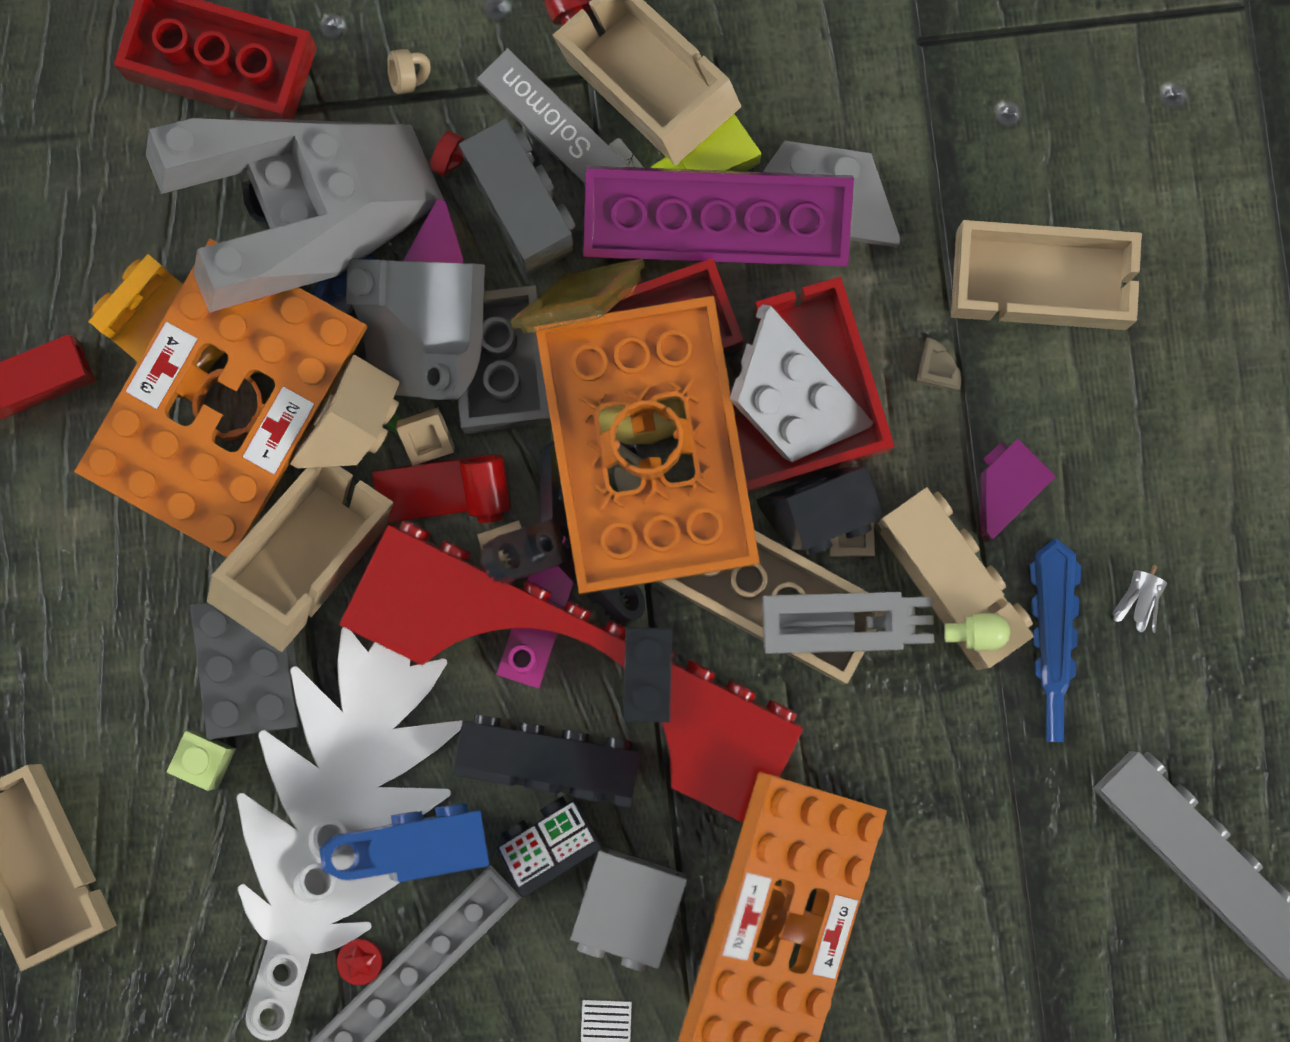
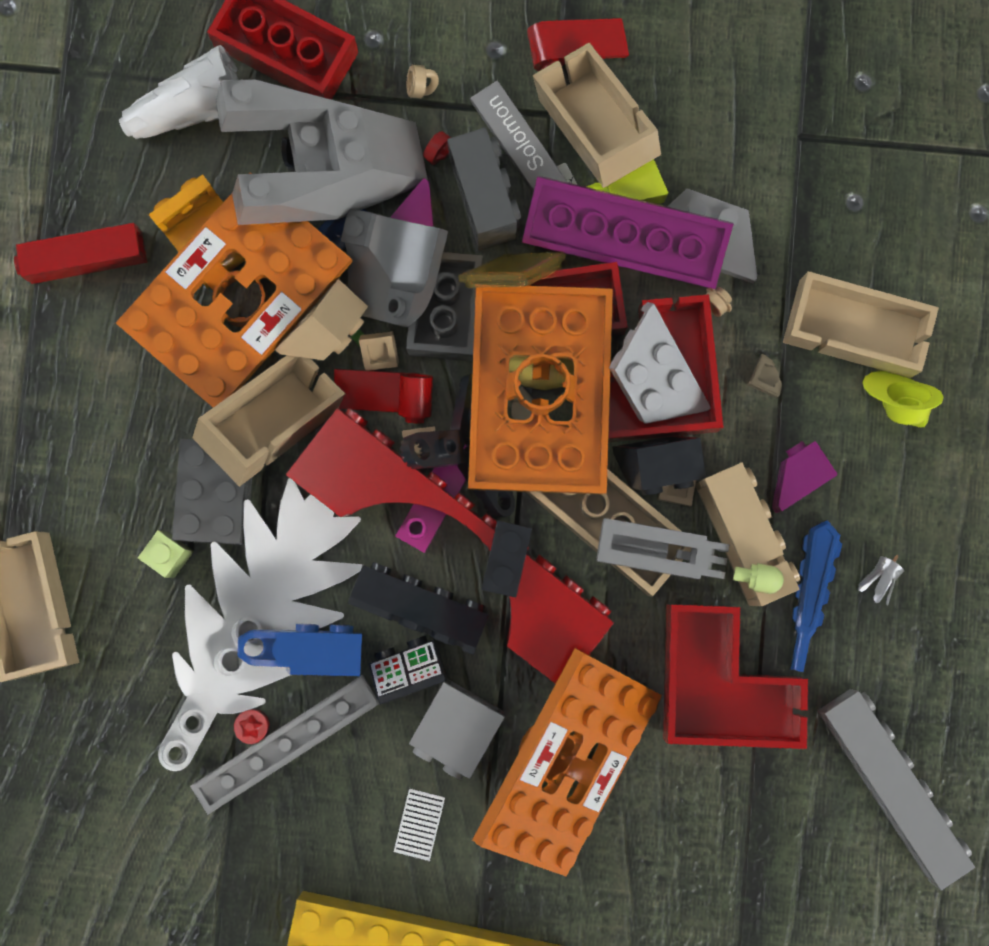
camera: 10 degrees right, 0 degrees up
(98, 156) = (182, 98): none -> white cone
(856, 280) = (719, 301): none -> tan plate
(949, 803) = (710, 699): none -> red piece
(1122, 358) = (903, 398): none -> neon yellow piece

